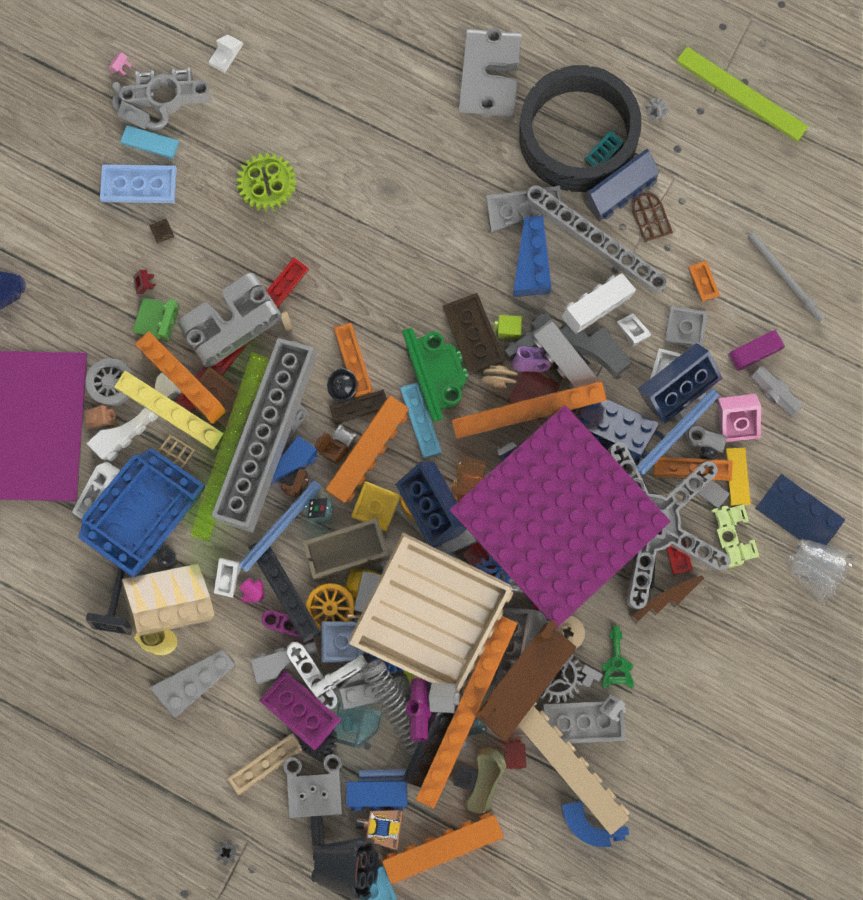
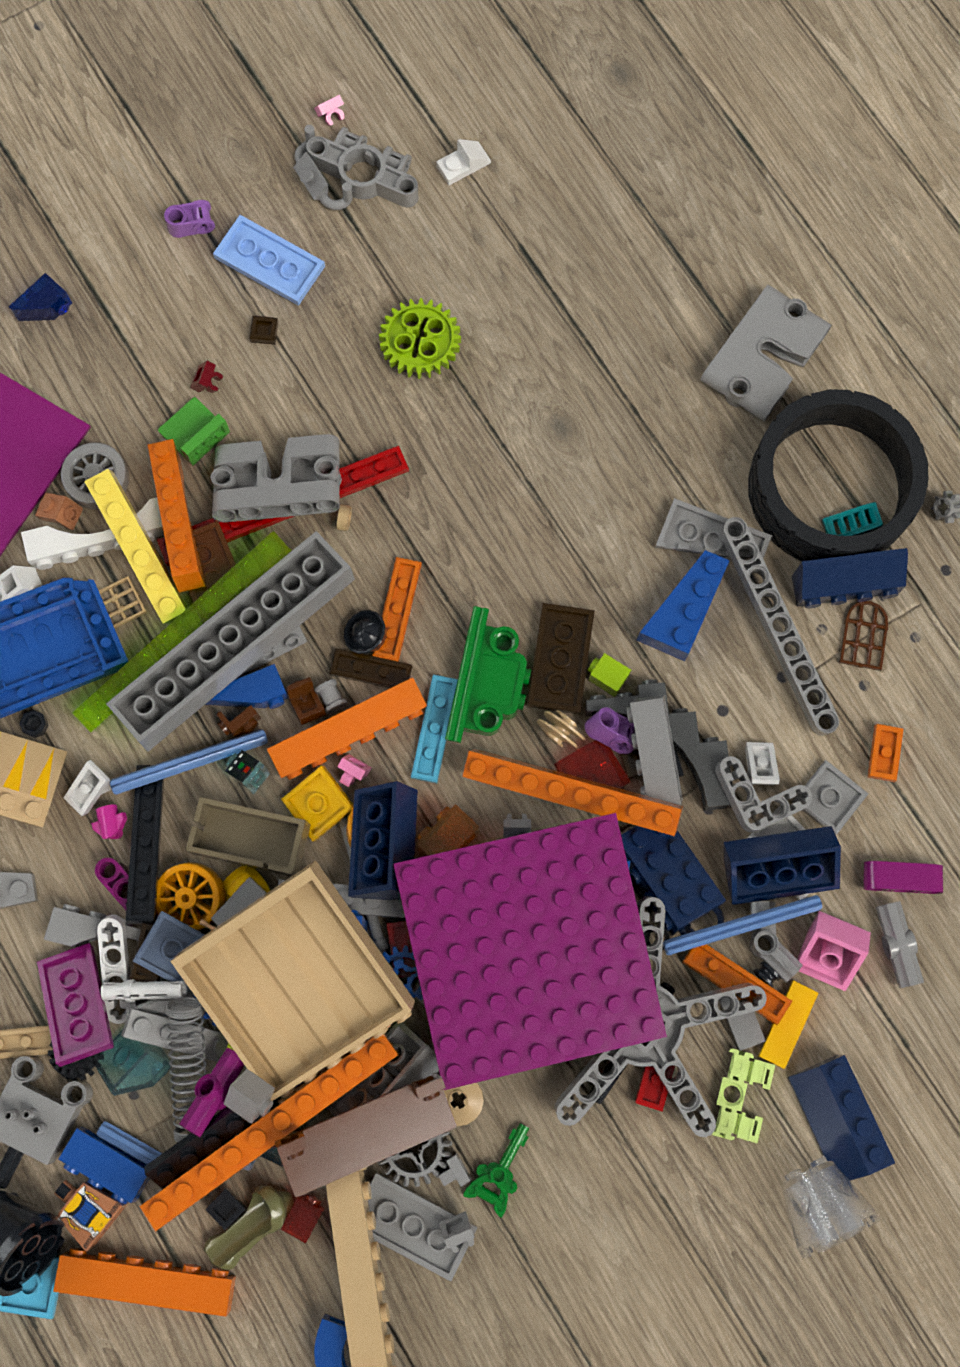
camera: 25 degrees right, 0 degrees up
(73, 184) = (190, 219): none -> medium lavender piece
(149, 142) = (312, 218): medium azure tile -> none
(385, 473) = (353, 769): none -> bright pink tile
(598, 303) = (735, 706): white brick -> none
(642, 356) = (752, 805): none -> light grey beam
(673, 596) = (621, 1130): reddish brown slope -> none

